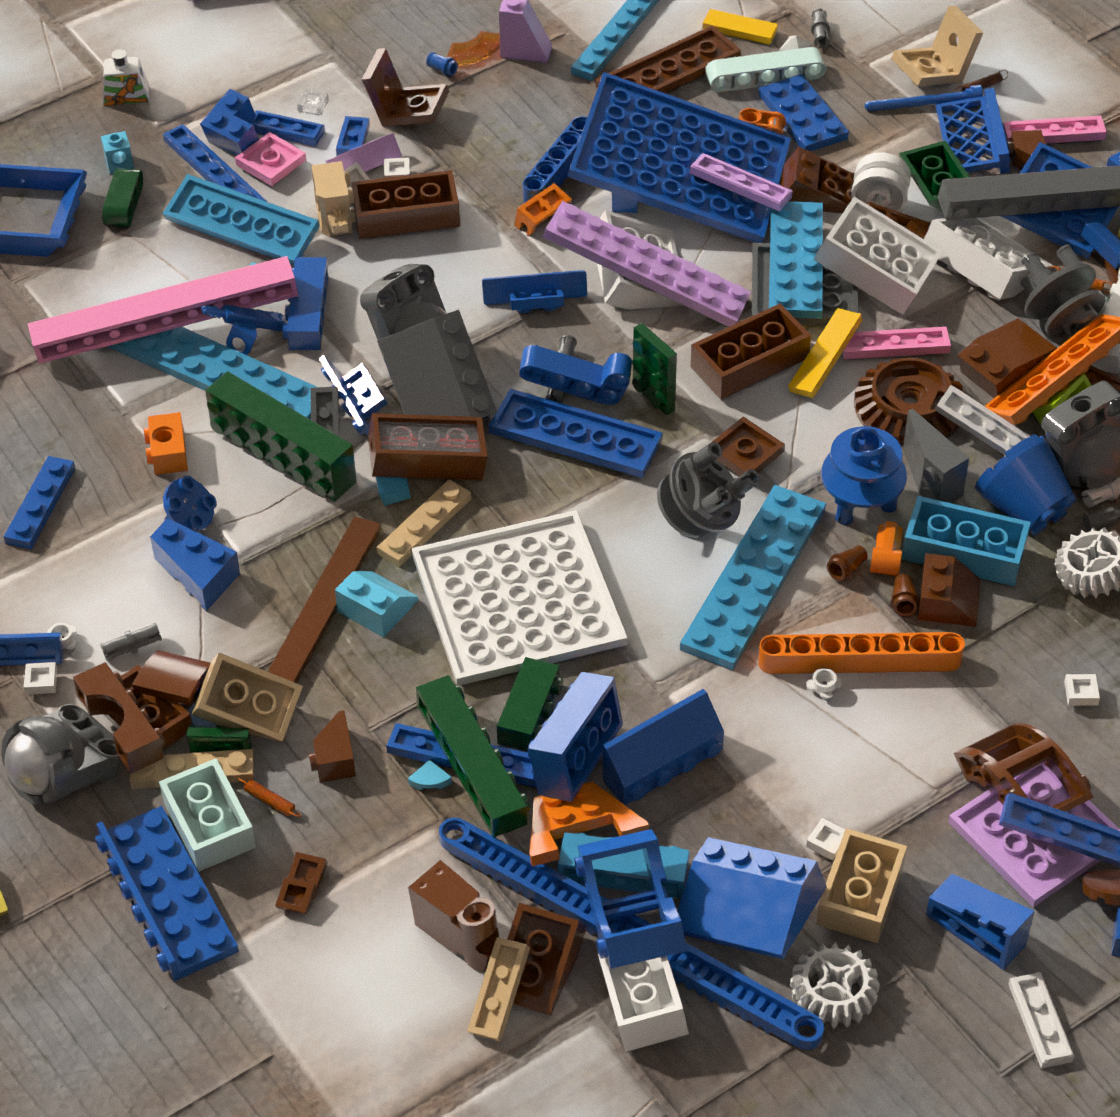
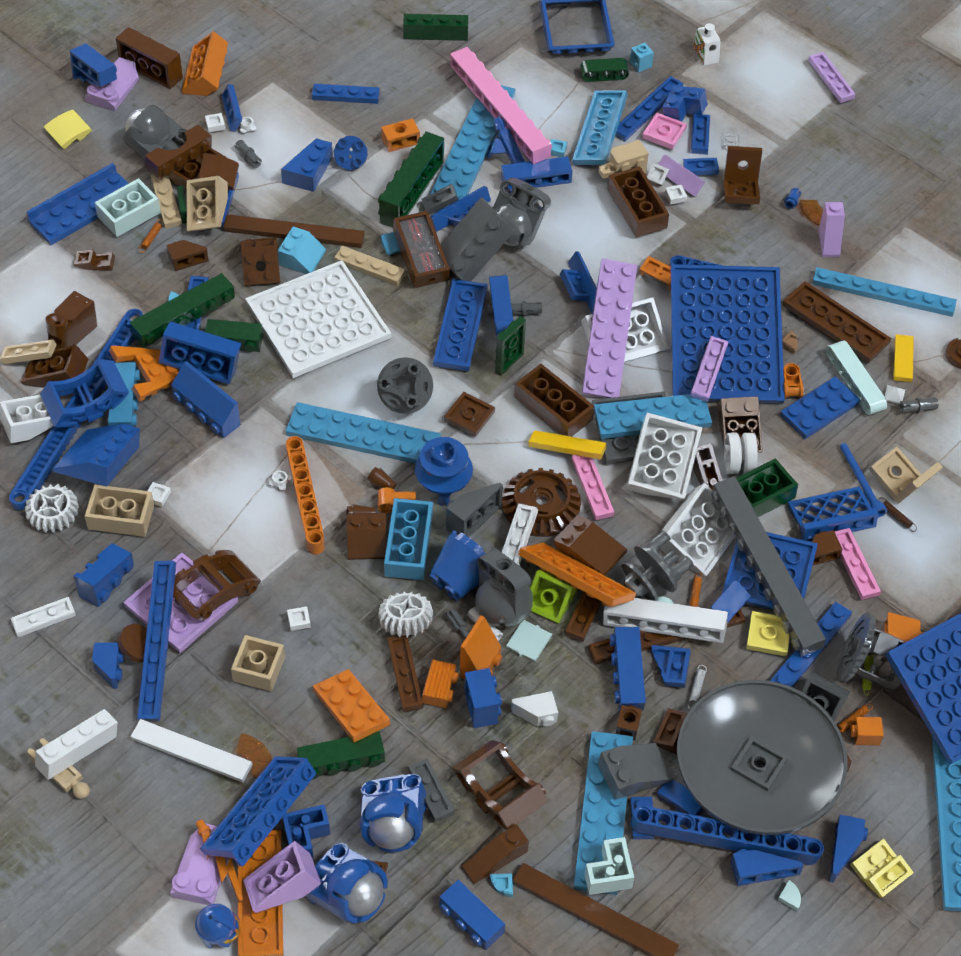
camera: 75 degrees right, 5 degrees up
(376, 635) = (260, 250): none -> reddish brown bracket

